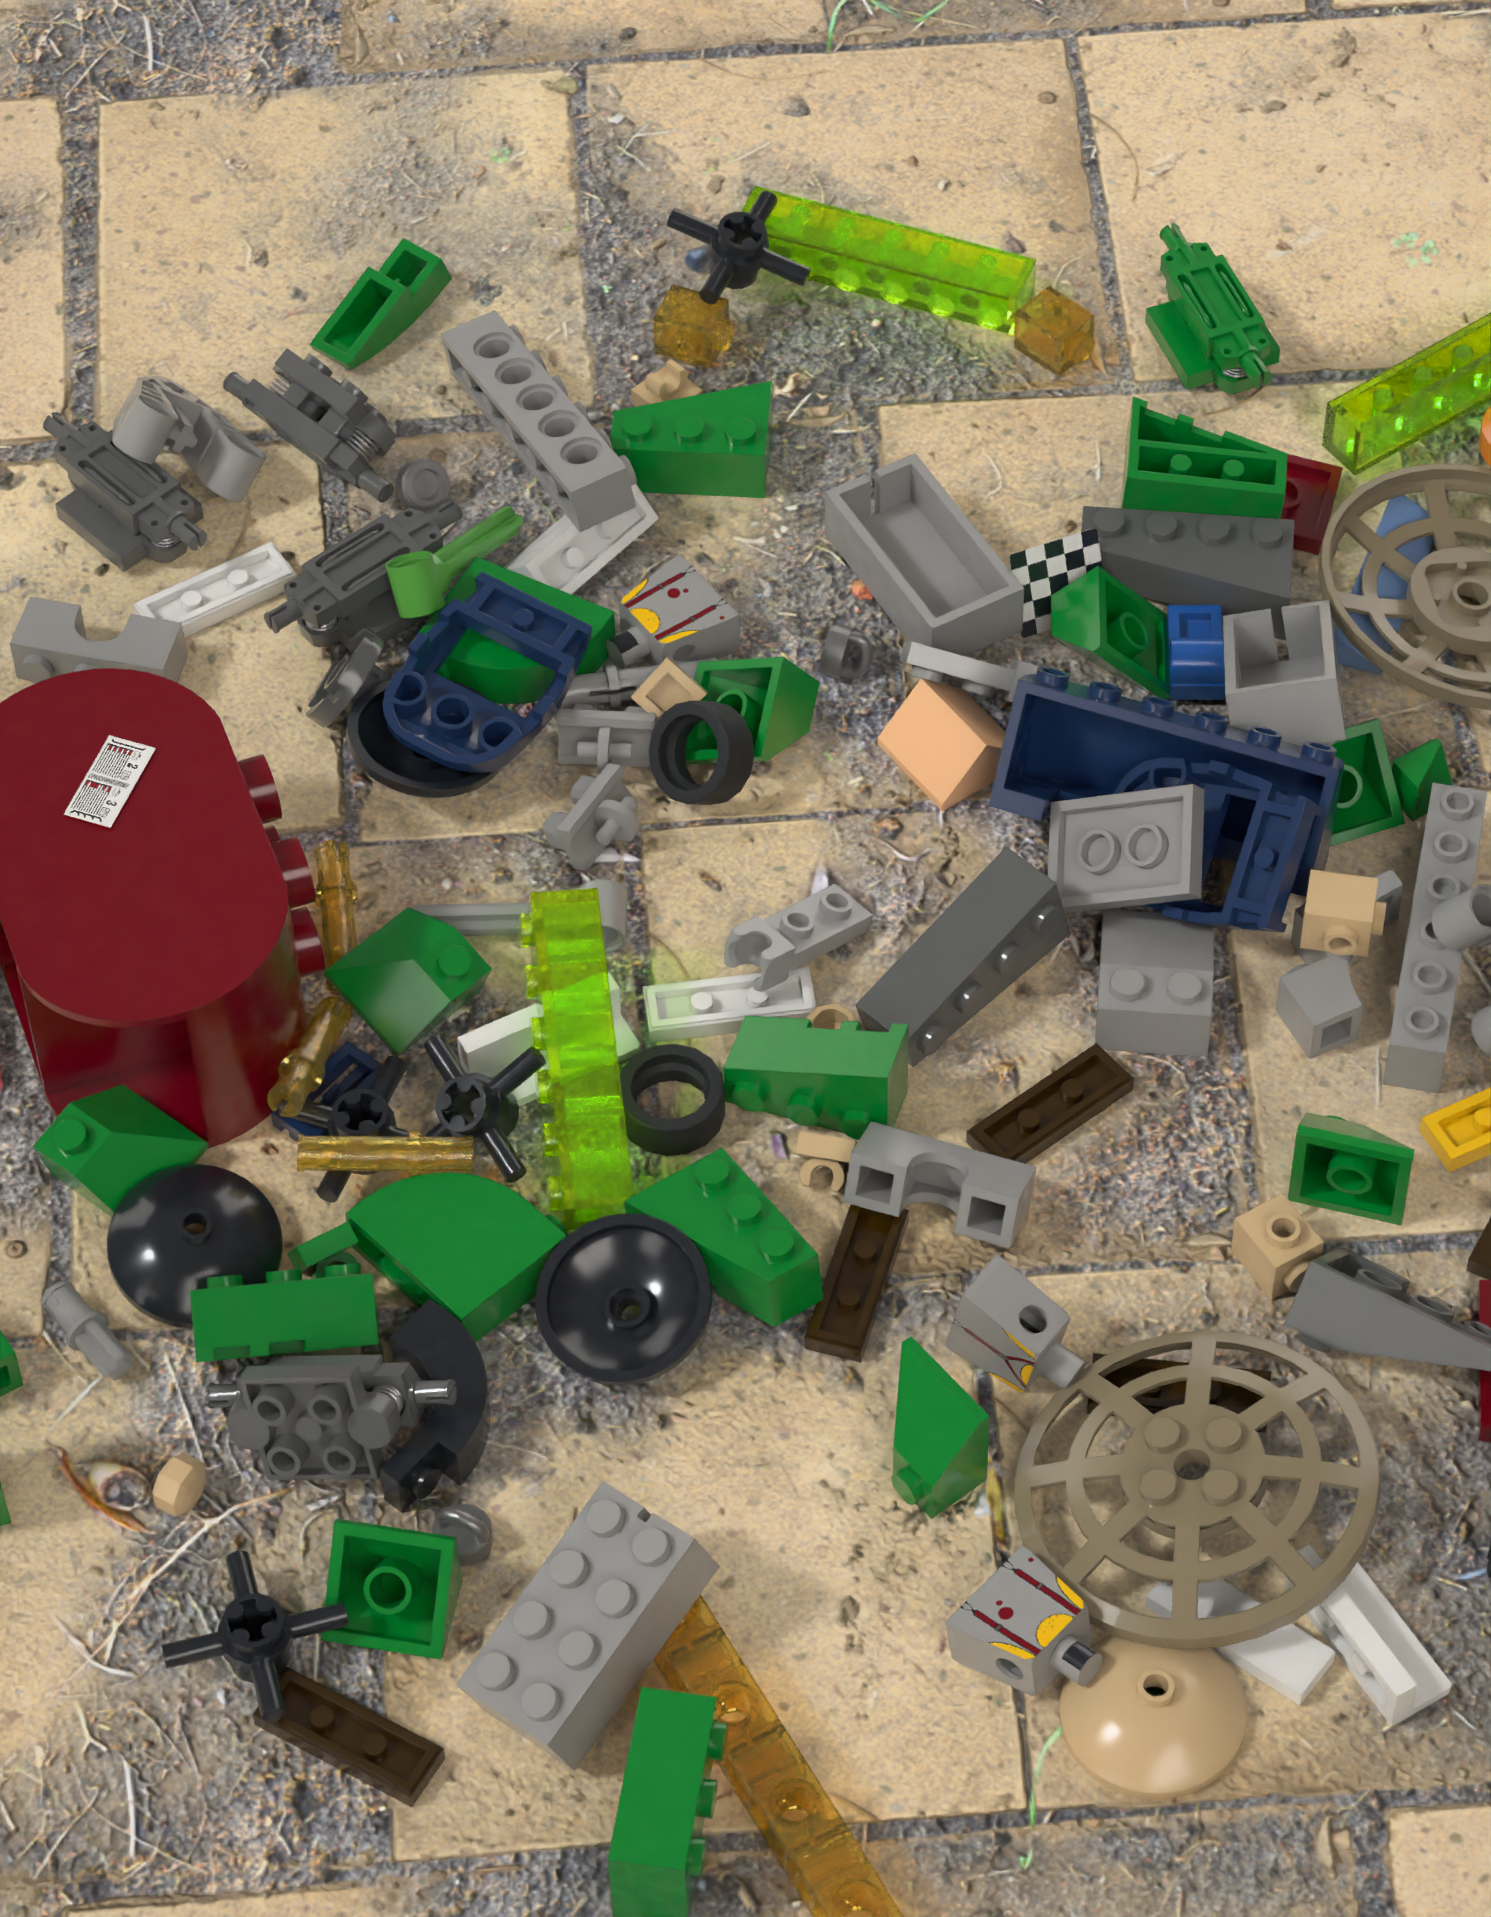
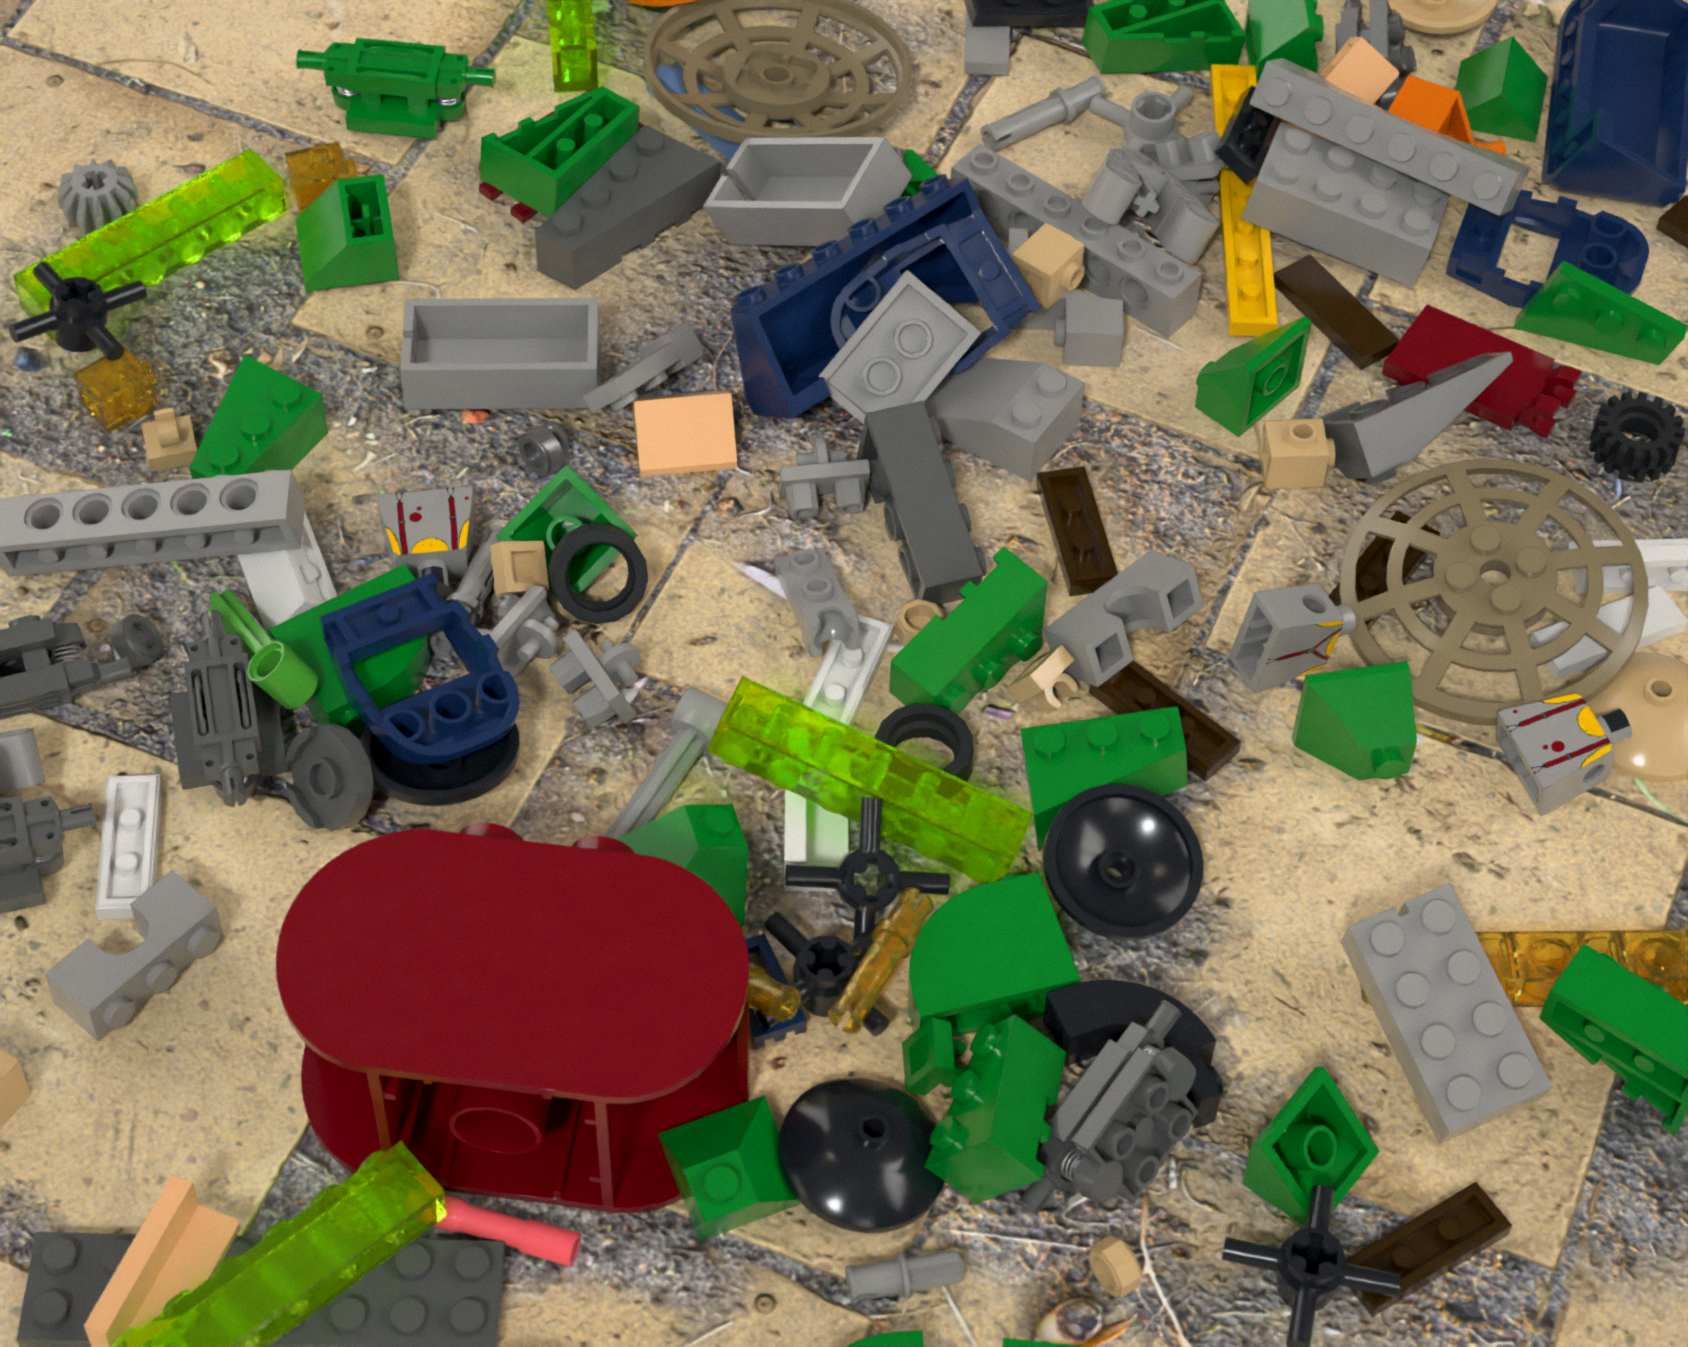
camera: 65 degrees left, 0 degrees up
(109, 781) = (440, 940): white sticker -> none
(470, 1527) = (1268, 1082): flat silver tile -> none
(911, 193) = (96, 195): none -> light grey gear
(935, 863) = (822, 474): none -> light grey hips
(997, 390) = (348, 235): none -> green slope
(1050, 568) = (588, 277): sticker -> none
(1114, 630) = (651, 285): green slope -> none
(1196, 652) = (715, 250): blue plate -> none

